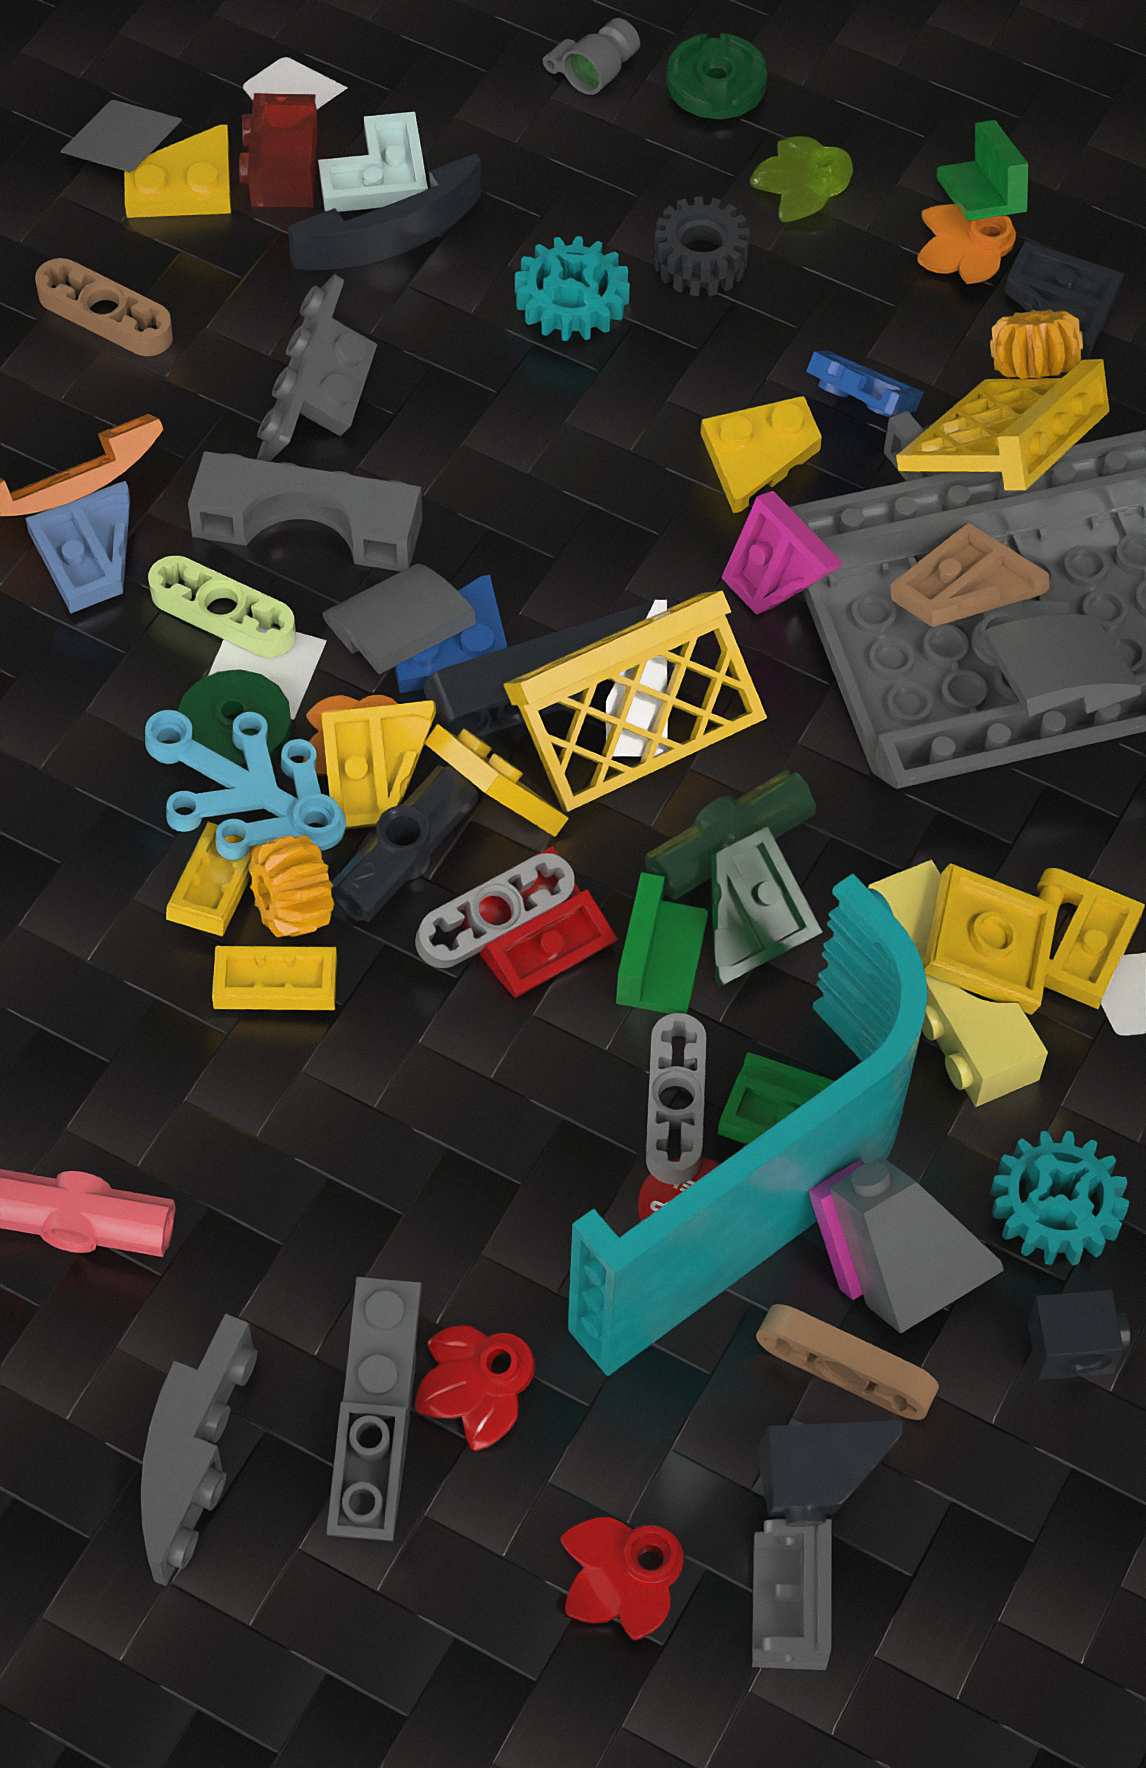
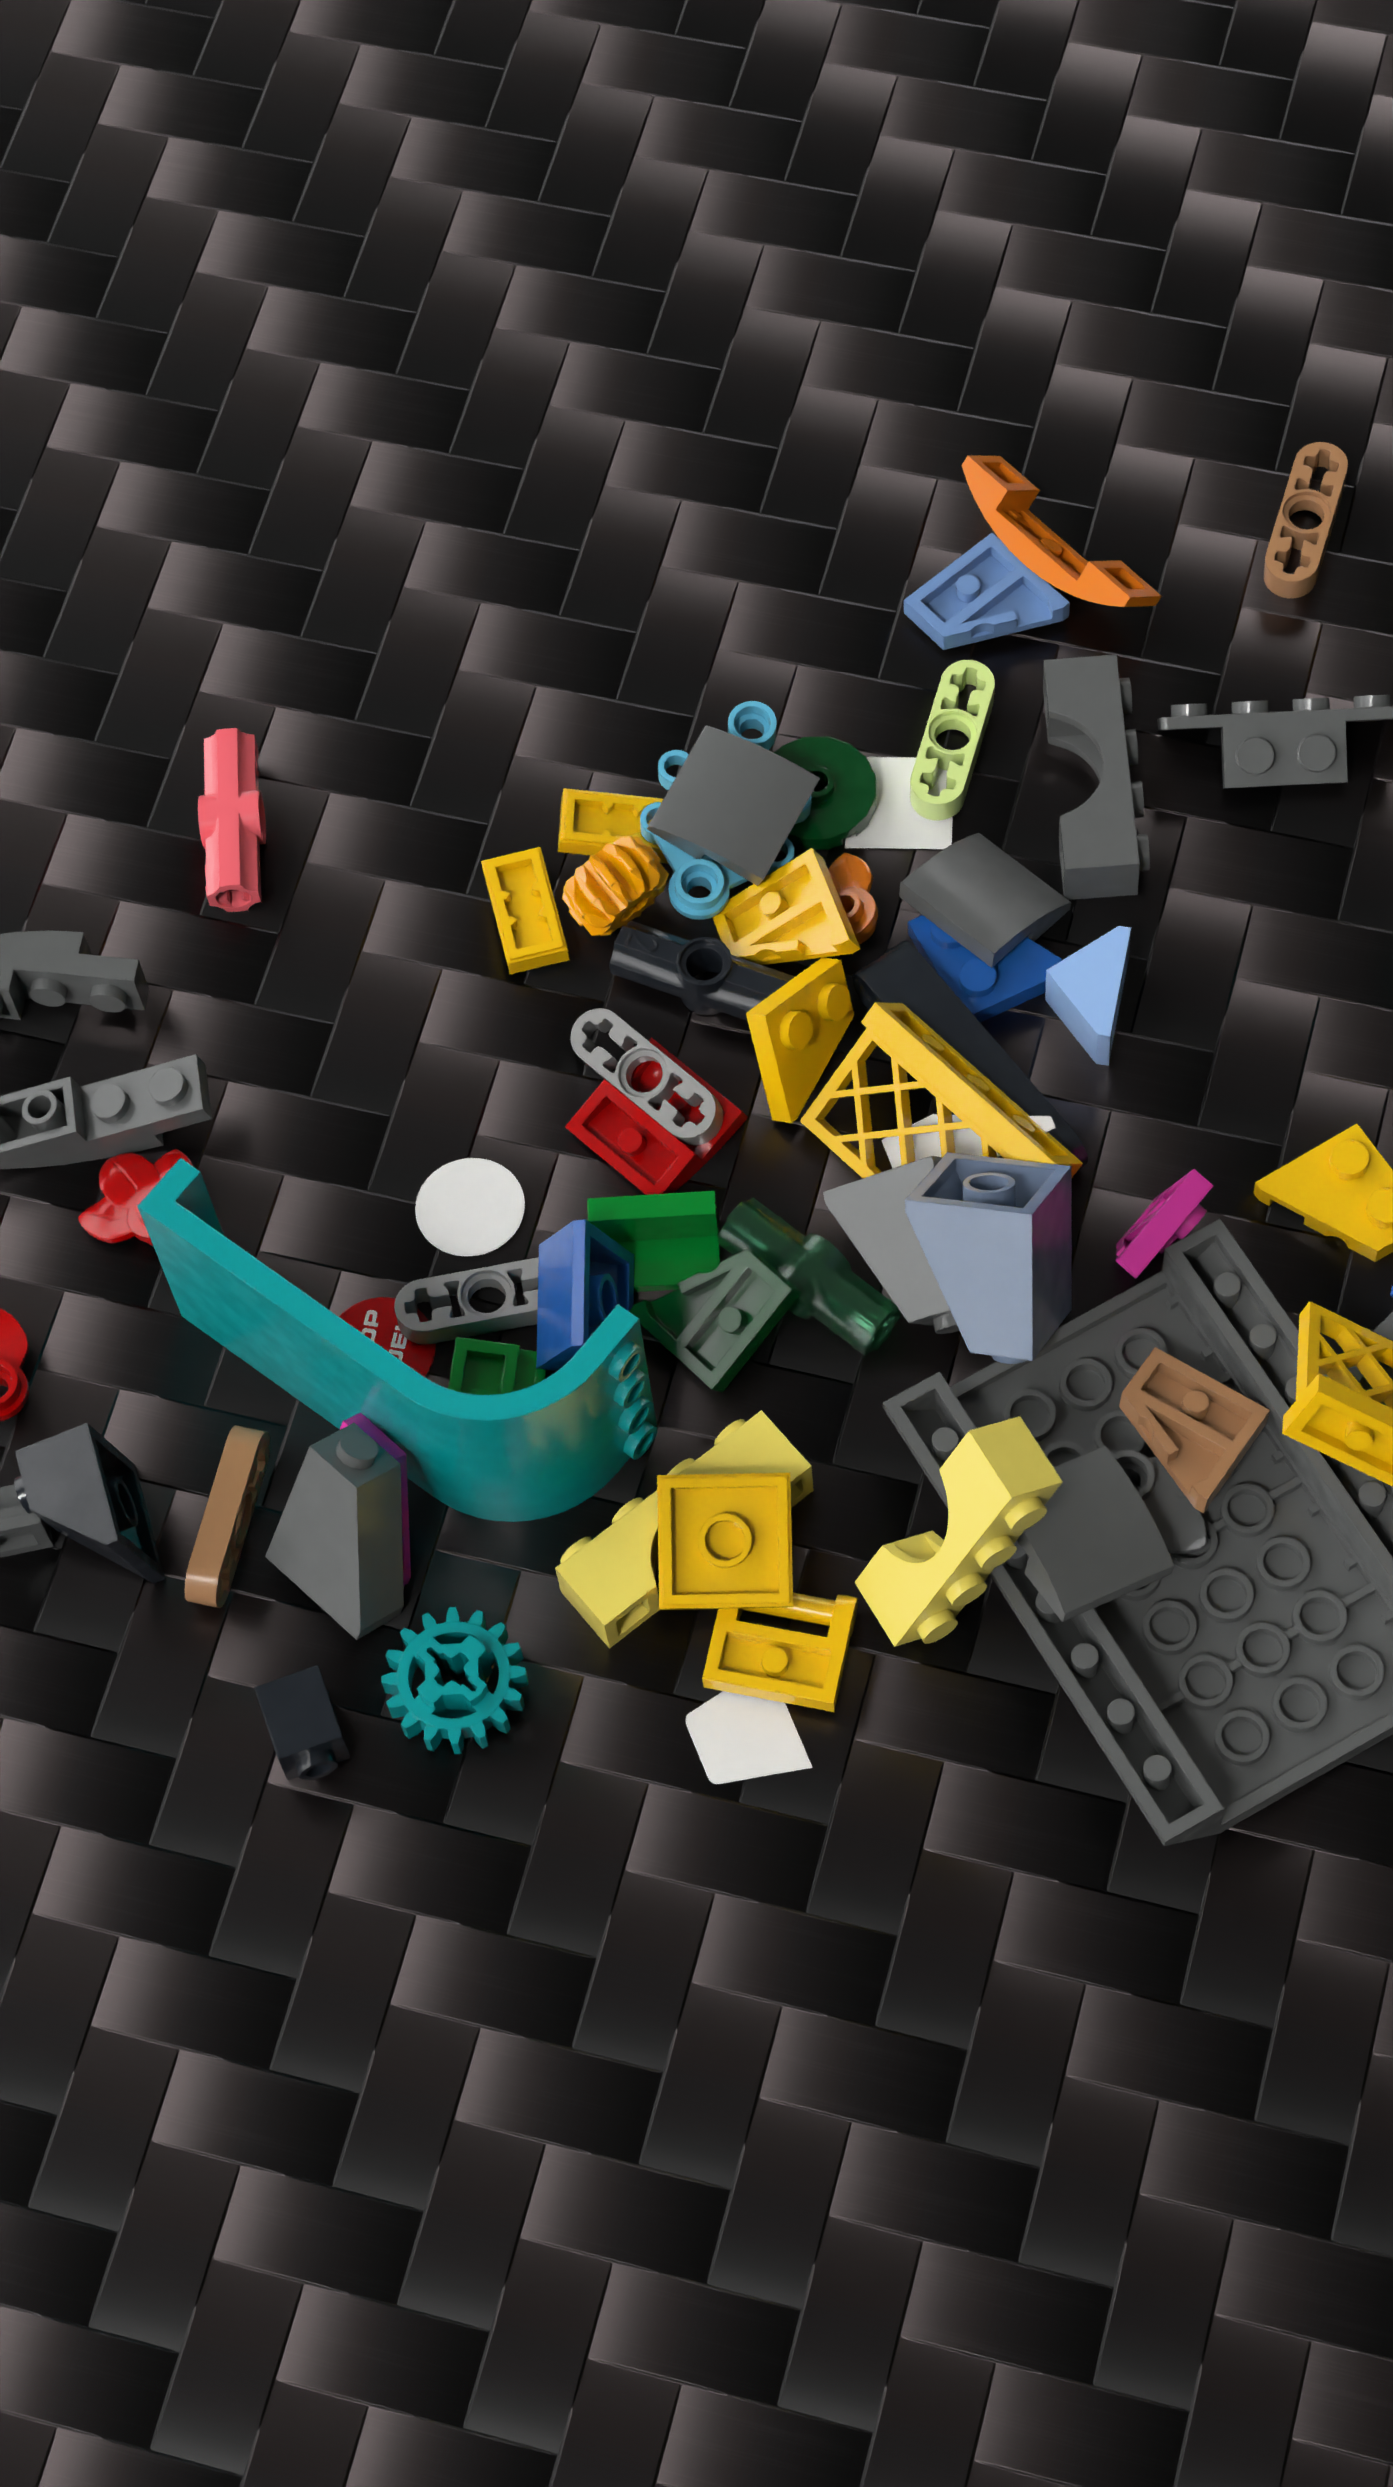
camera: 85 degrees right, 5 degrees up
(251, 761) = (733, 803): none -> dark grey slope
(524, 561) = (1089, 989): none -> light blue slope
(566, 1099) = (470, 1207): none -> white sticker
(721, 1005) = (578, 1287): none -> blue slope
(730, 734) = (879, 1228): none -> slope
(785, 646) = (998, 1249): none -> sand blue slope
(1058, 804) = (994, 1493): none -> light yellow arch

